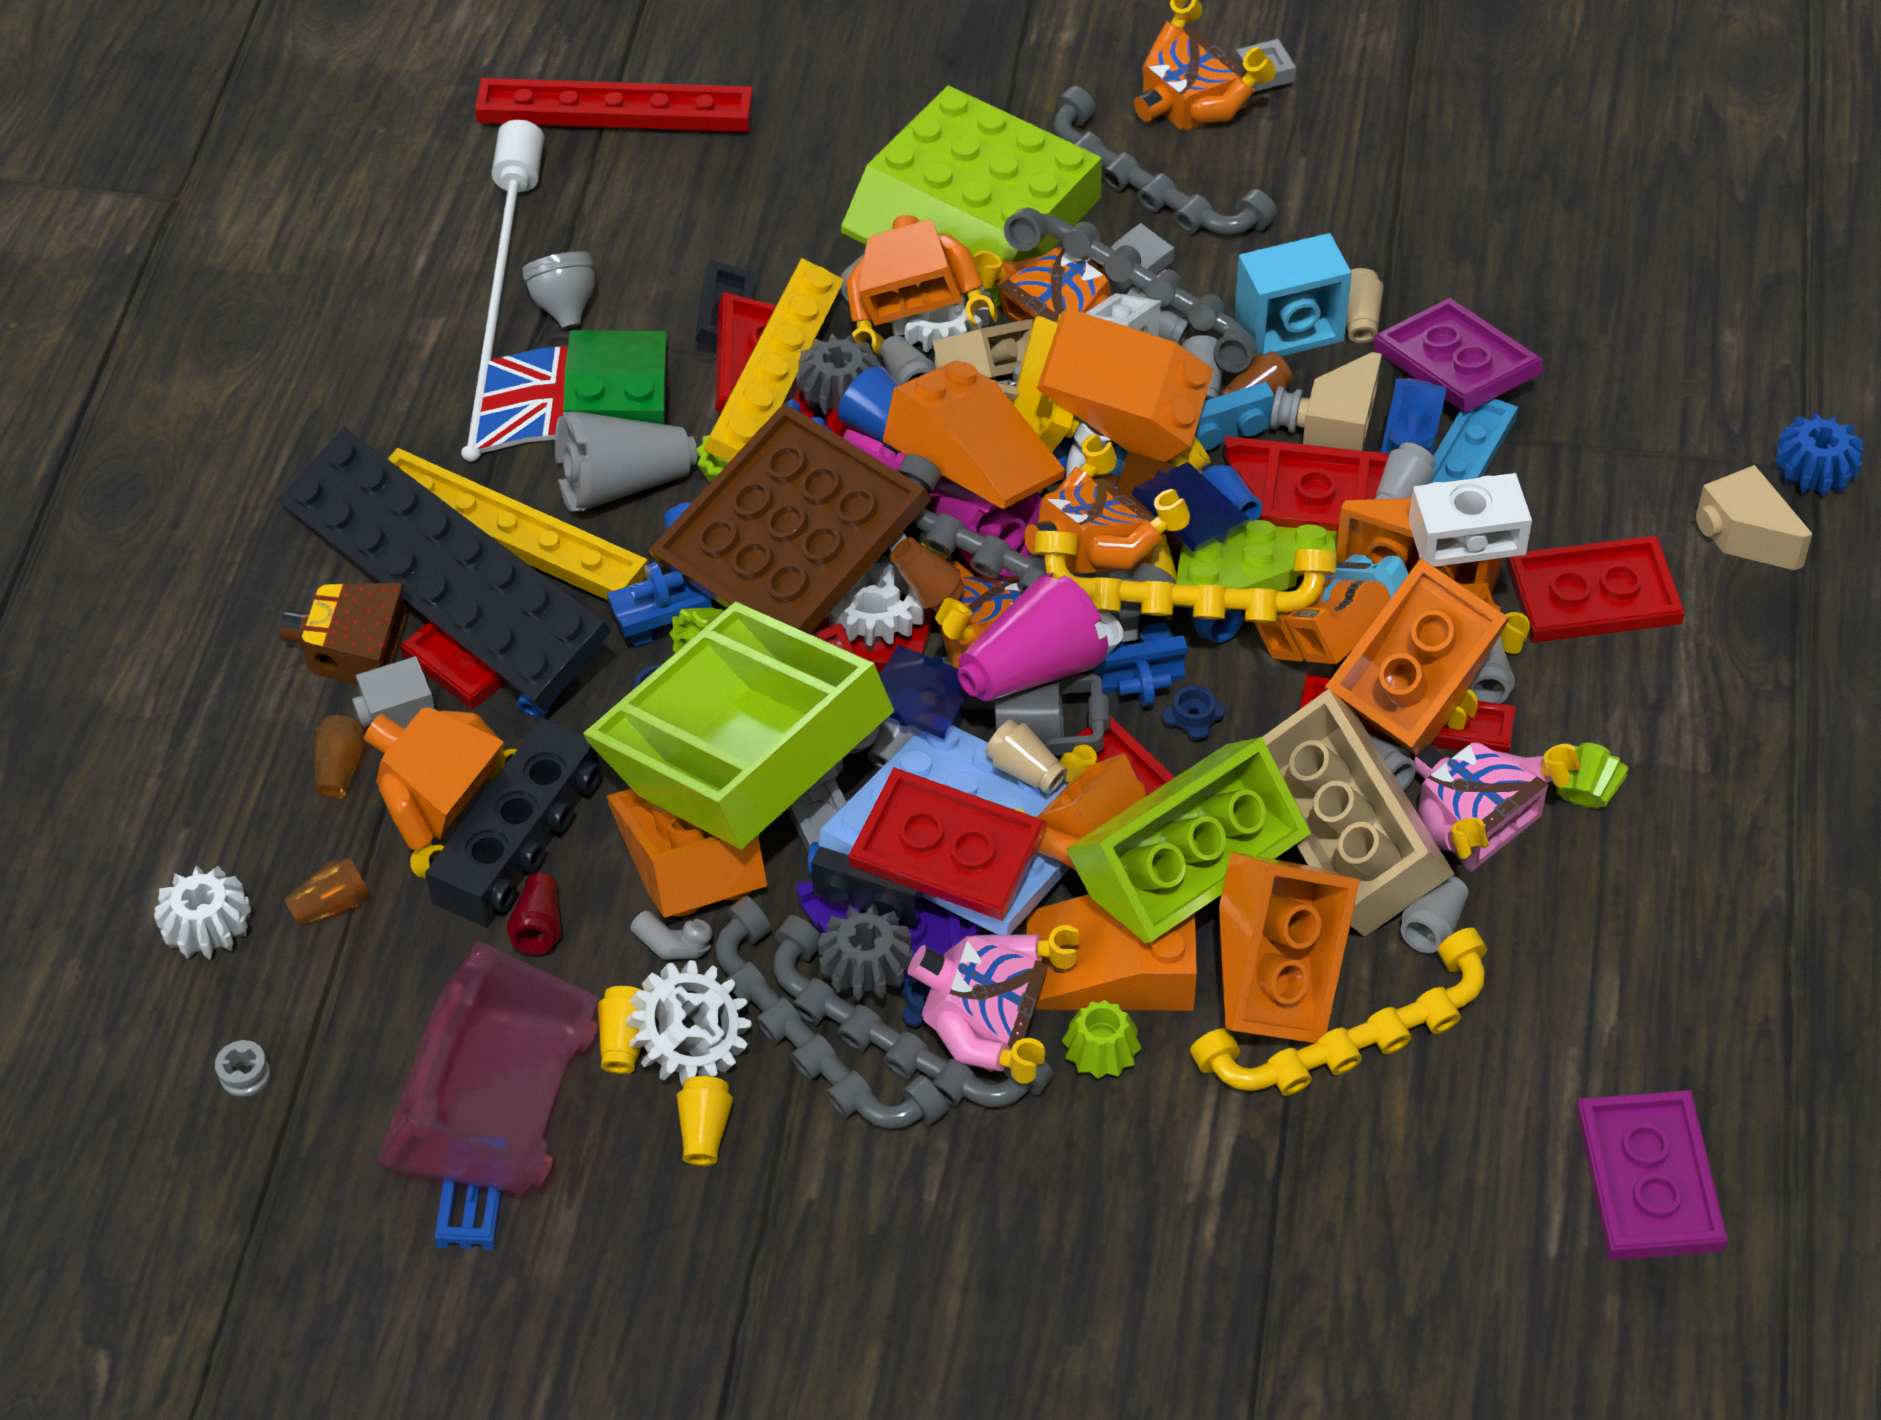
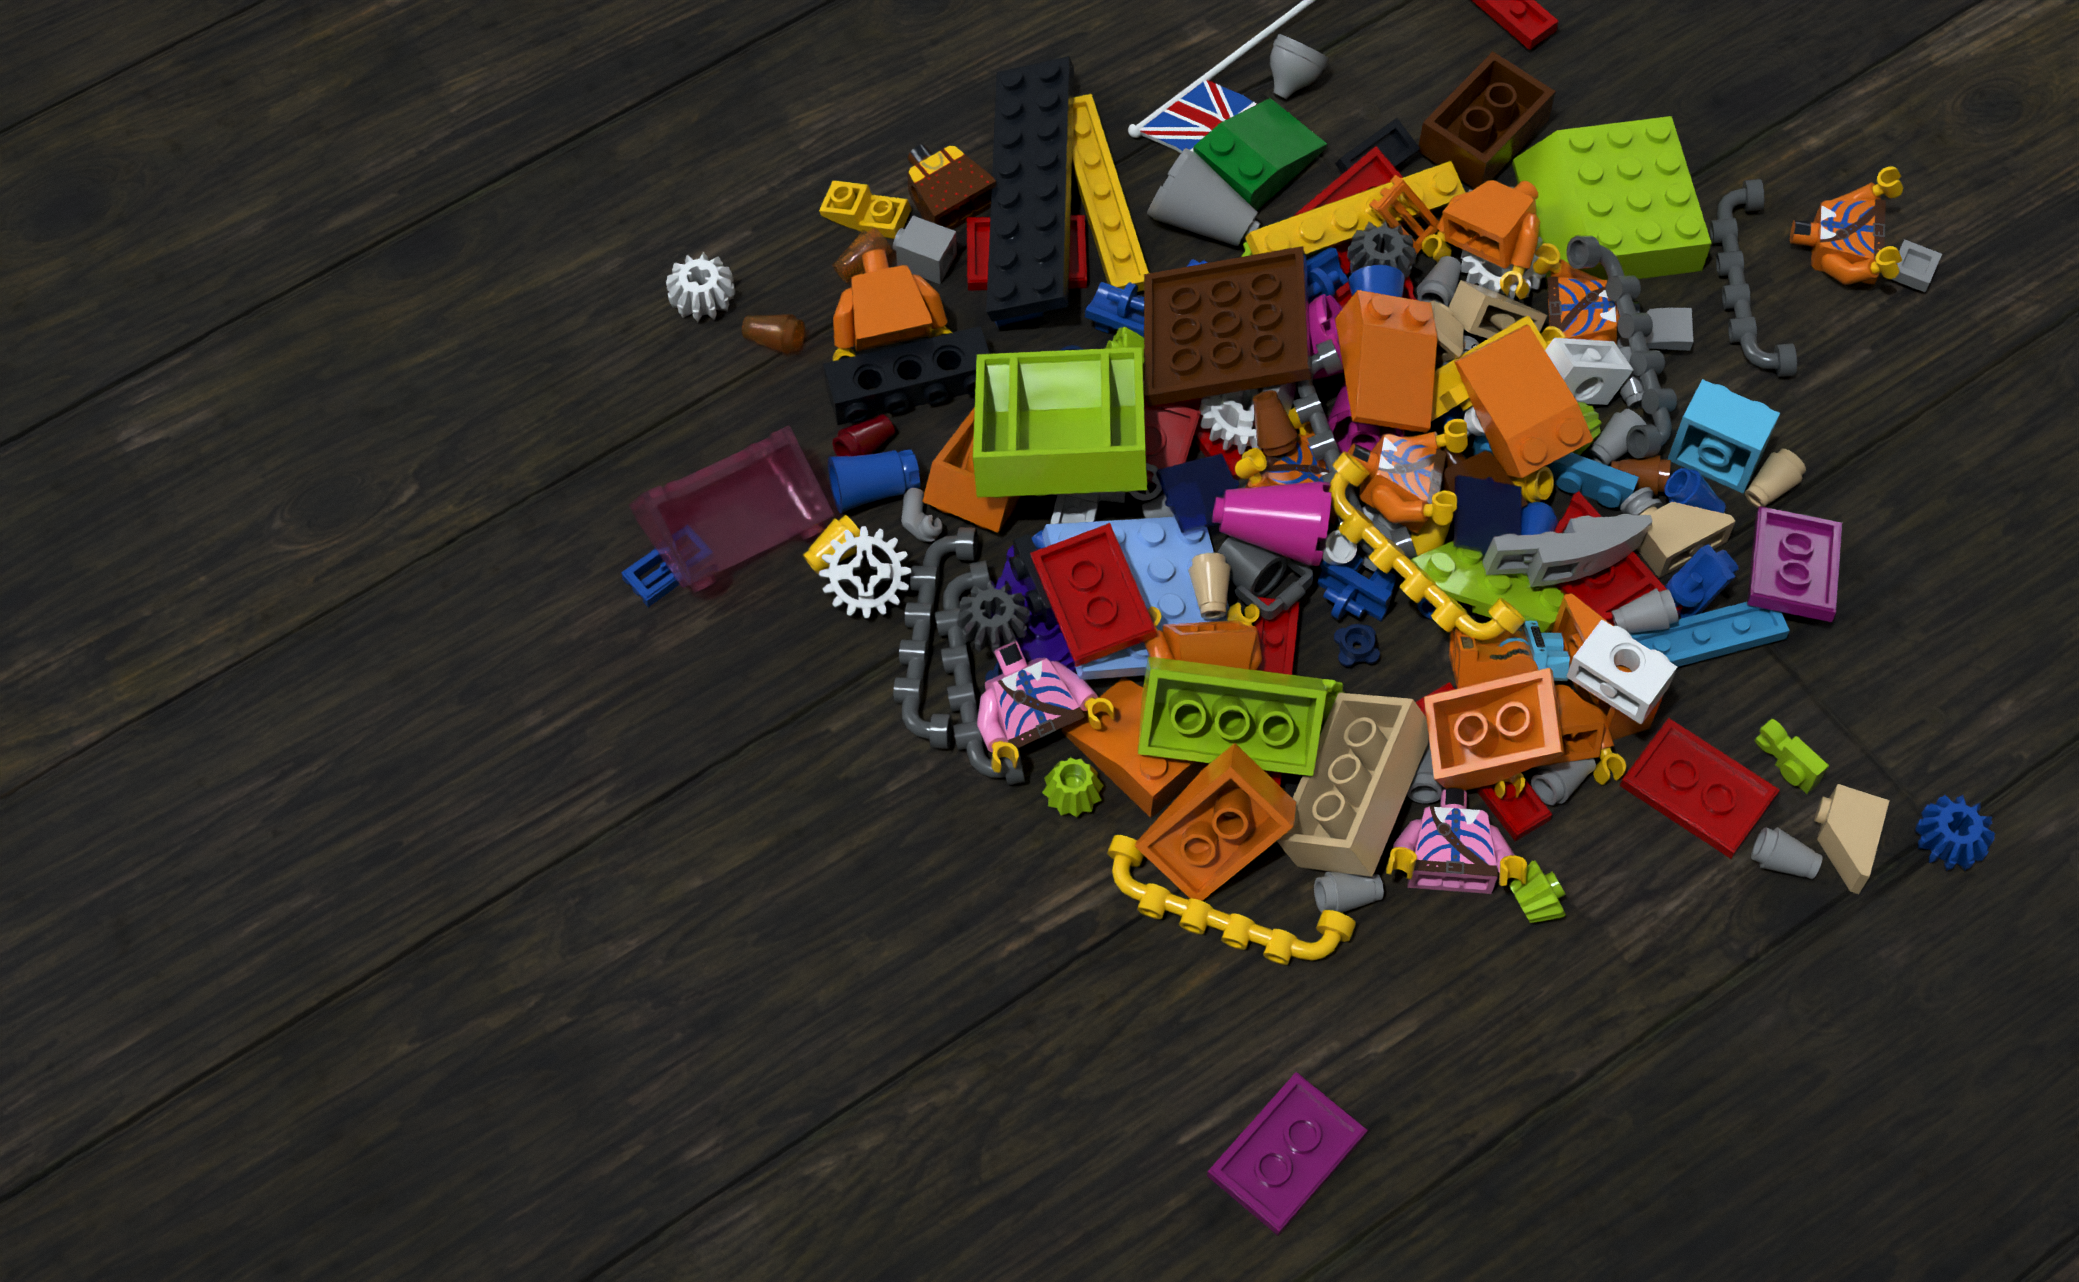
camera: 45 degrees right, 10 degrees up
(248, 1054) = (641, 401): light grey bush -> none
(277, 723) = (858, 209): none -> yellow slope
(589, 935) = (871, 477): none -> blue plant
(703, 1117) = (818, 633): yellow cone -> none
(791, 204) = (1486, 120): none -> reddish brown brick
(808, 328) = (1389, 198): none -> orange tile
(1288, 484) = (1579, 552): none -> light grey slope
(1314, 358) = (1691, 489): none -> blue cone
(1641, 502) = (1795, 759): none -> lime plate
(1718, 580) = (1785, 854): none -> light grey cone

